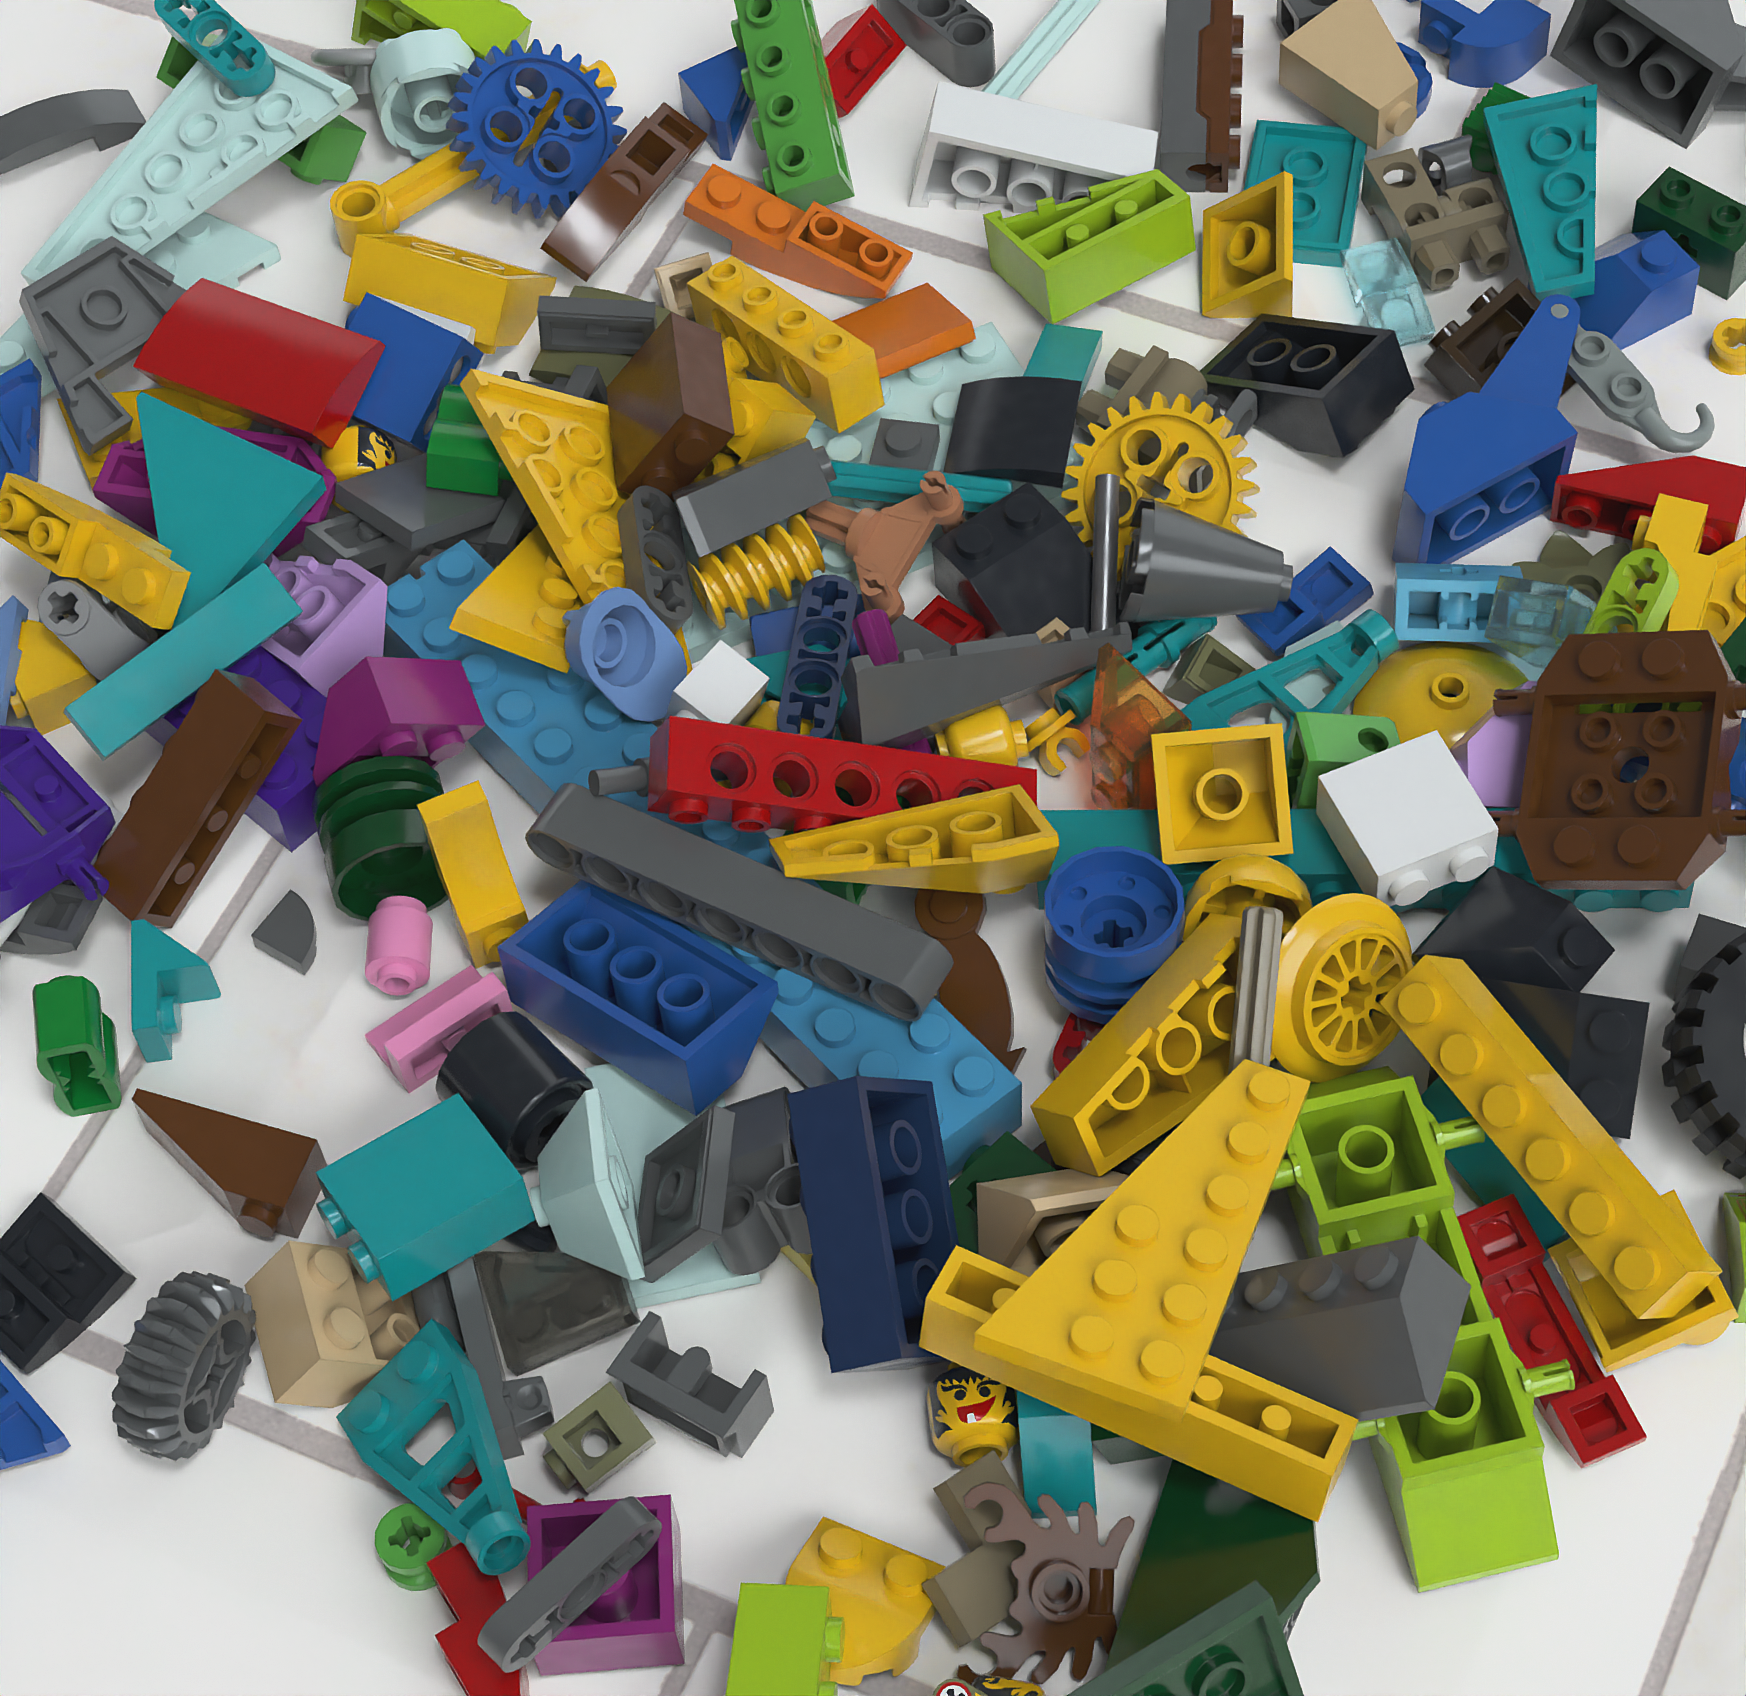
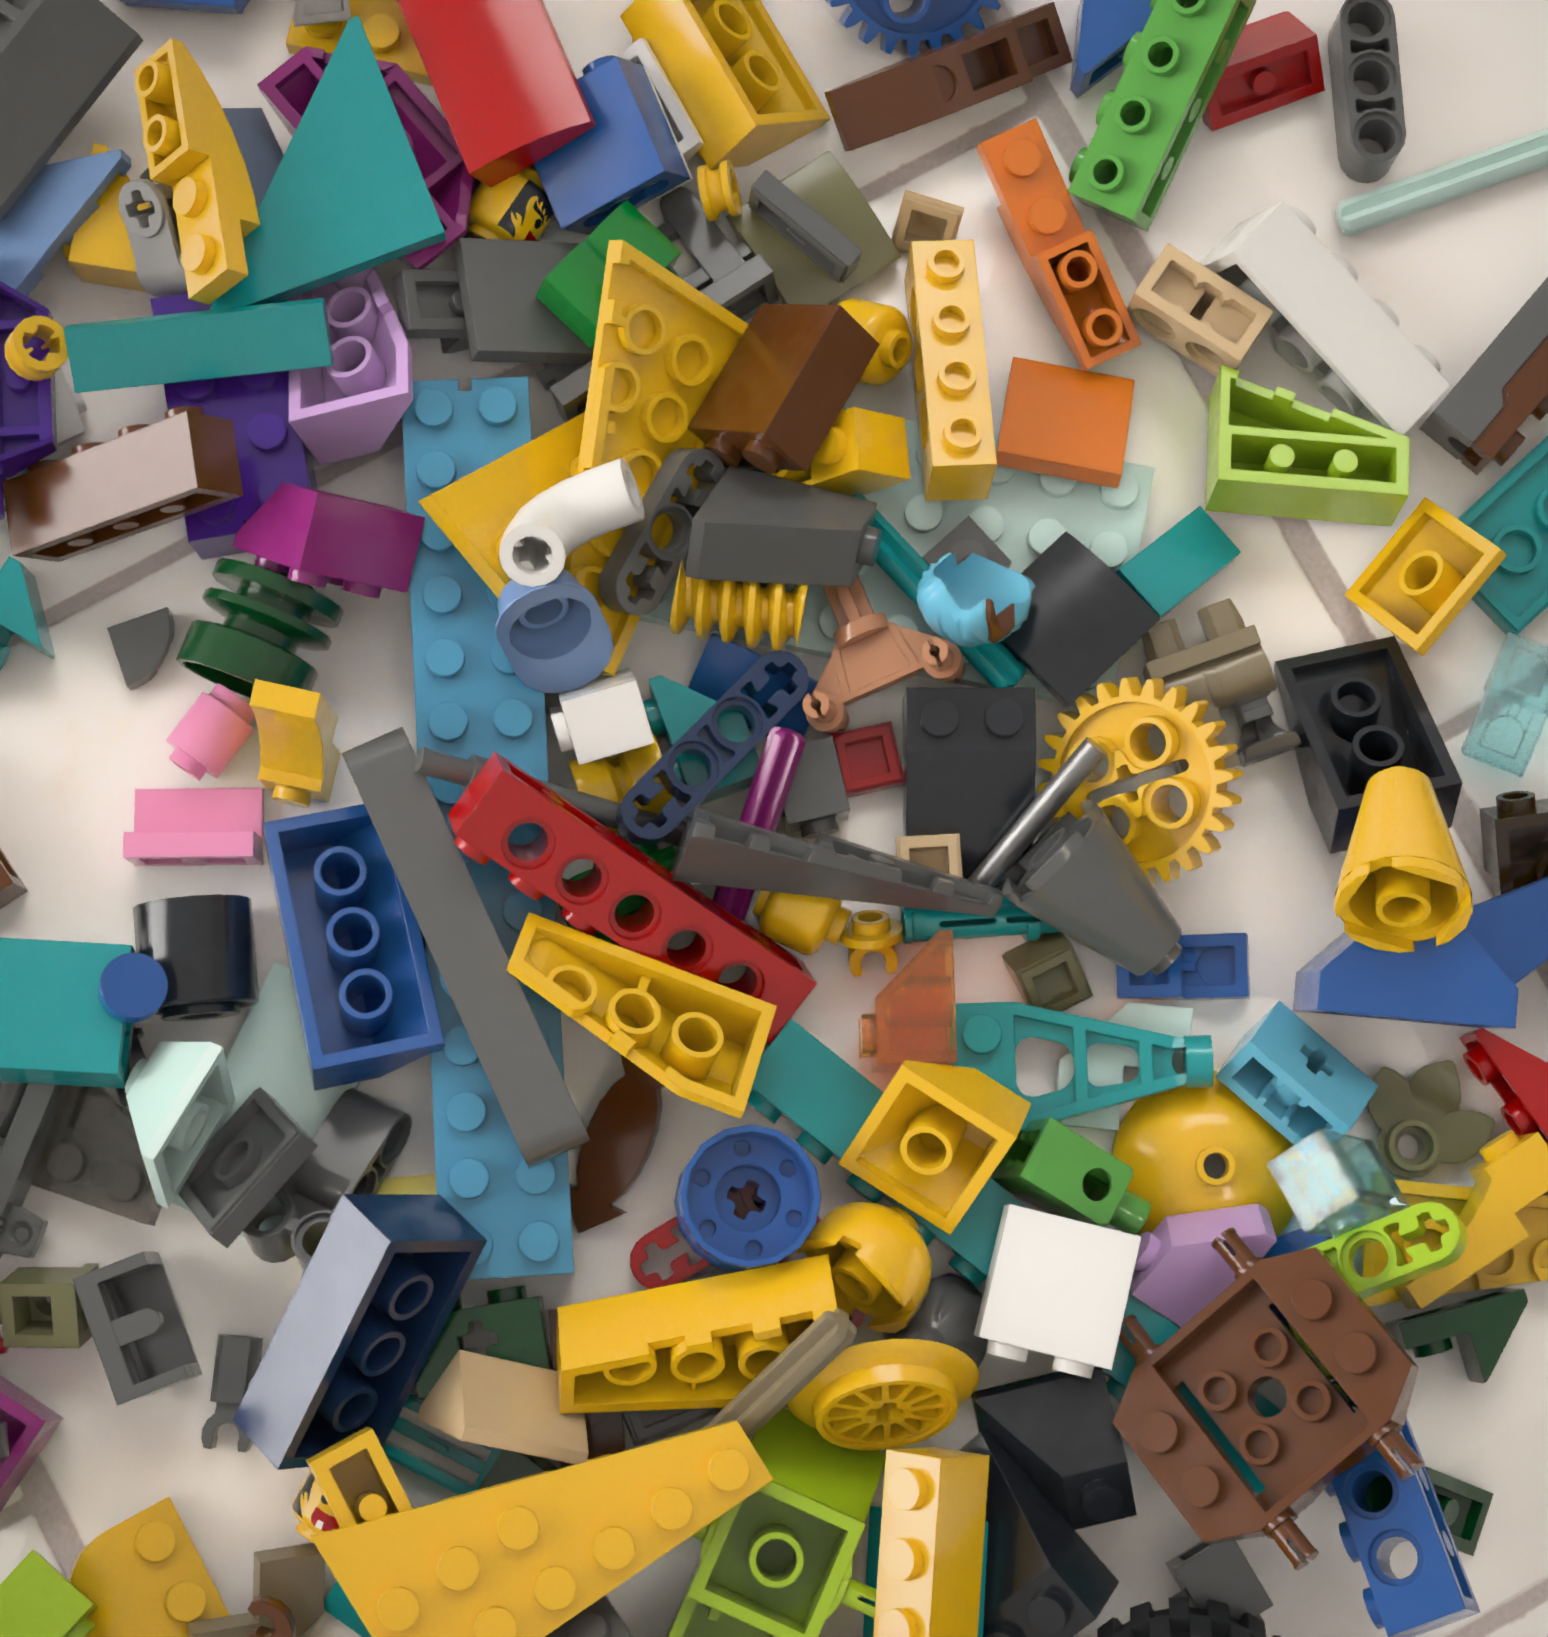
camera: 25 degrees right, 25 degrees up
(49, 746) = (18, 357): none -> yellow bush
(485, 1110) = (132, 987): none -> blue tile
(512, 349) = (719, 190): none -> yellow bush
(583, 555) = (566, 518): none -> white cylinder
(809, 1397) = (234, 1367): none -> dark grey bar
(932, 444) = (973, 599): none -> medium azure hair
(936, 204) = (1197, 312): none -> tan brick
(1405, 373) = (1402, 868): none -> yellow cone

